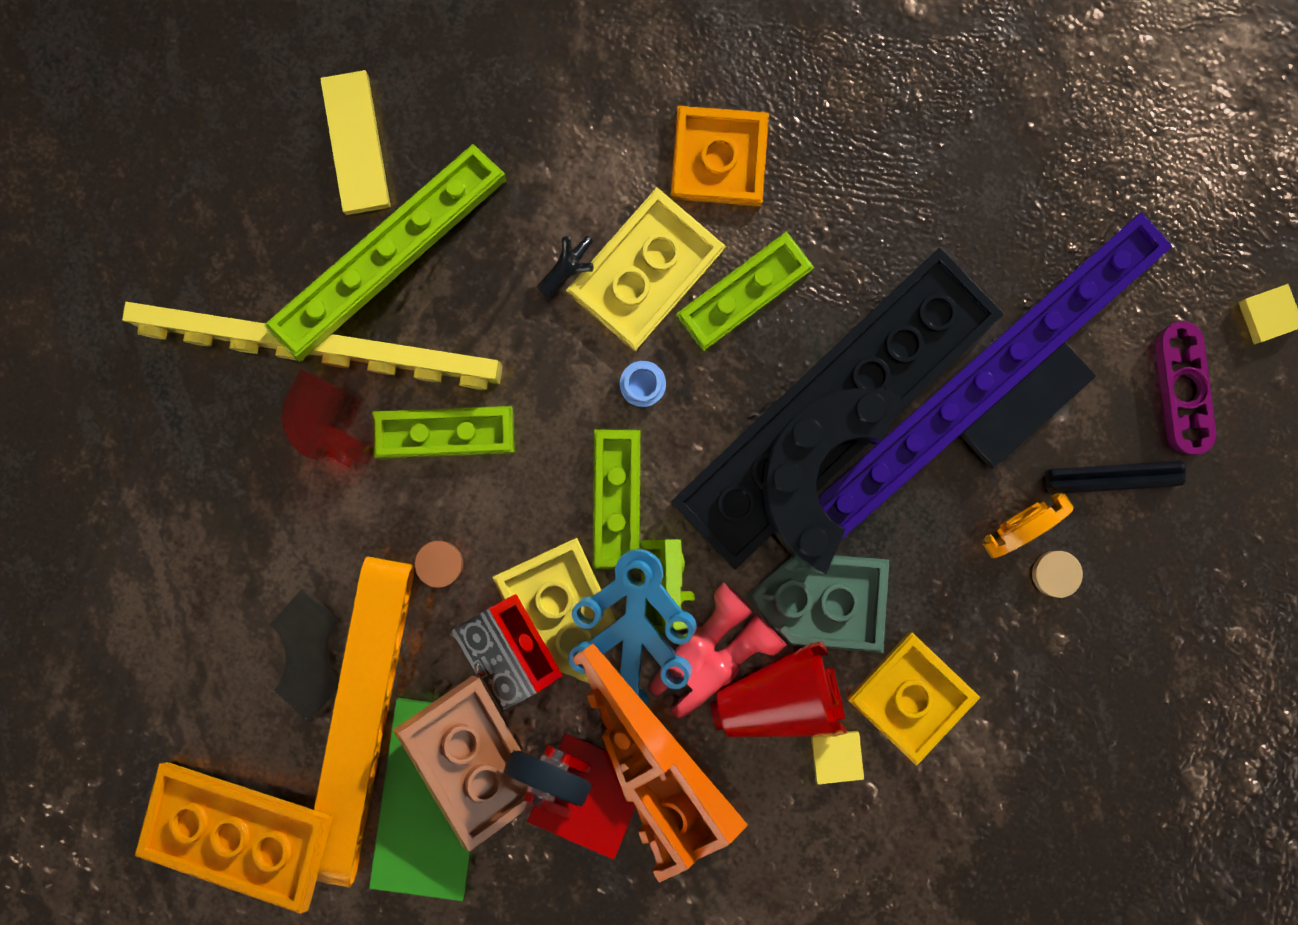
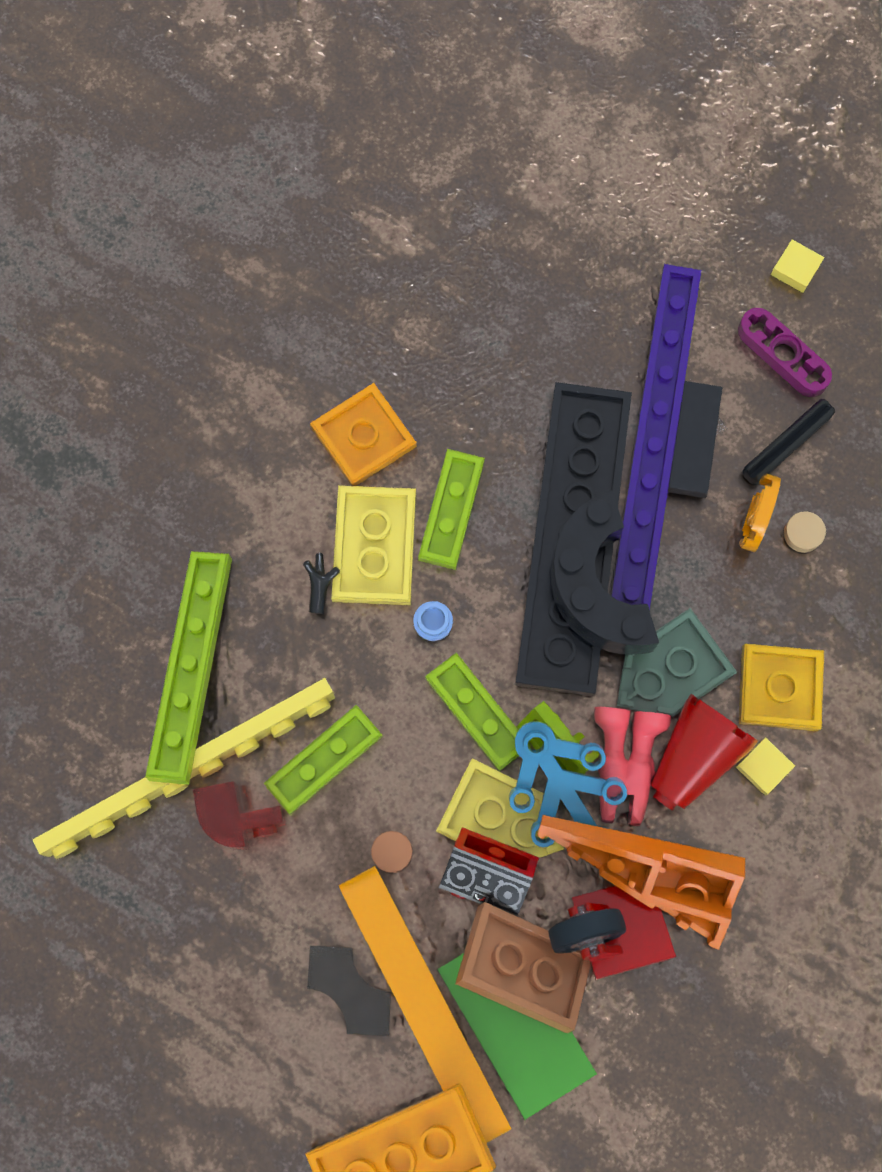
camera: 35 degrees left, 10 degrees down
(355, 142) = (108, 612): light yellow tile -> none

